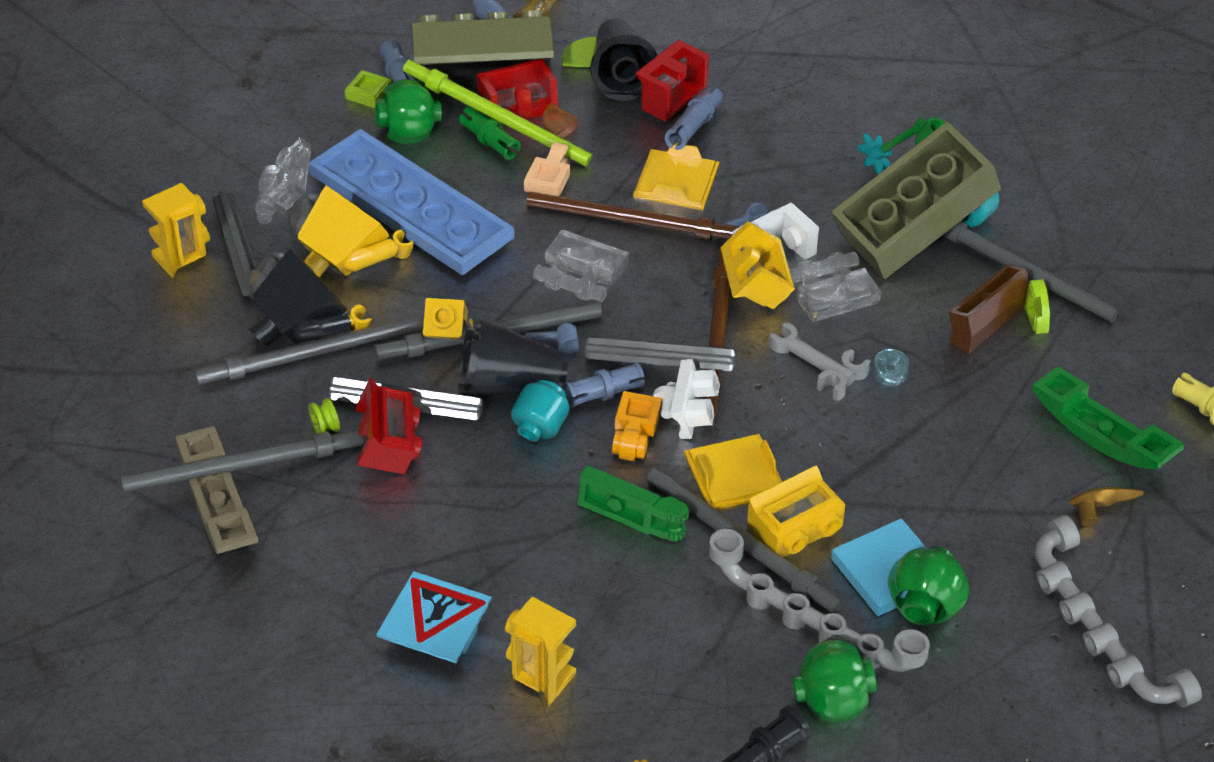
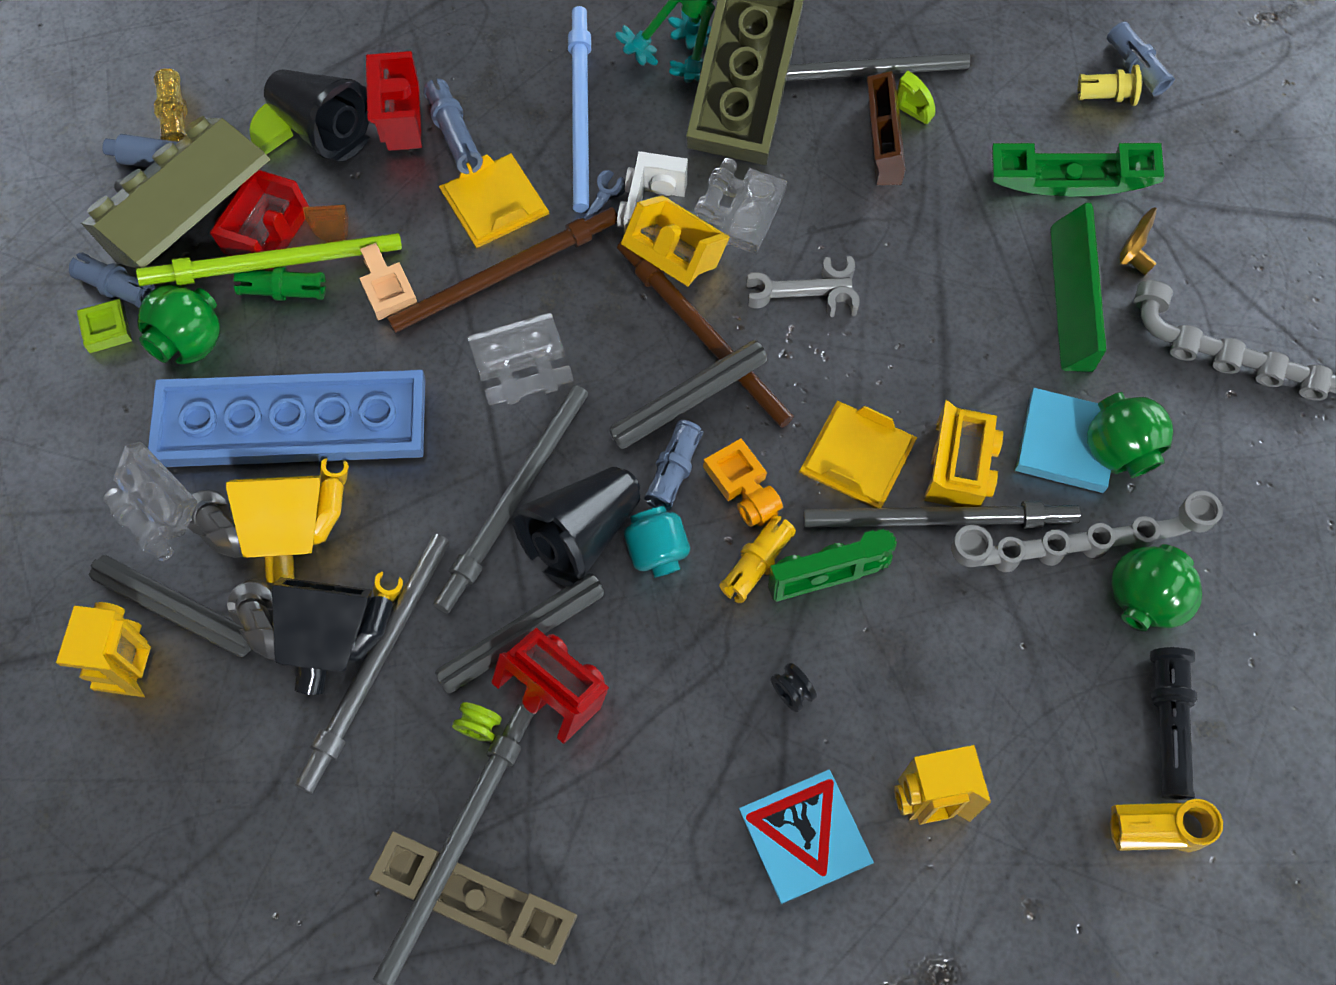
camera: 45 degrees left, 20 degrees up
(444, 318) = (473, 521): yellow bracket -> none
(526, 544) = (793, 687): none -> black bush
(565, 336) = (585, 442): sand blue hand -> none
(569, 469) = (757, 559): none -> yellow pin
(683, 400) = (752, 401): white hips -> none
(837, 132) = (580, 46): none -> light blue bar
(893, 358) = (874, 237): clear light blue bush -> none
(1013, 494) = (1078, 290): none -> green slope

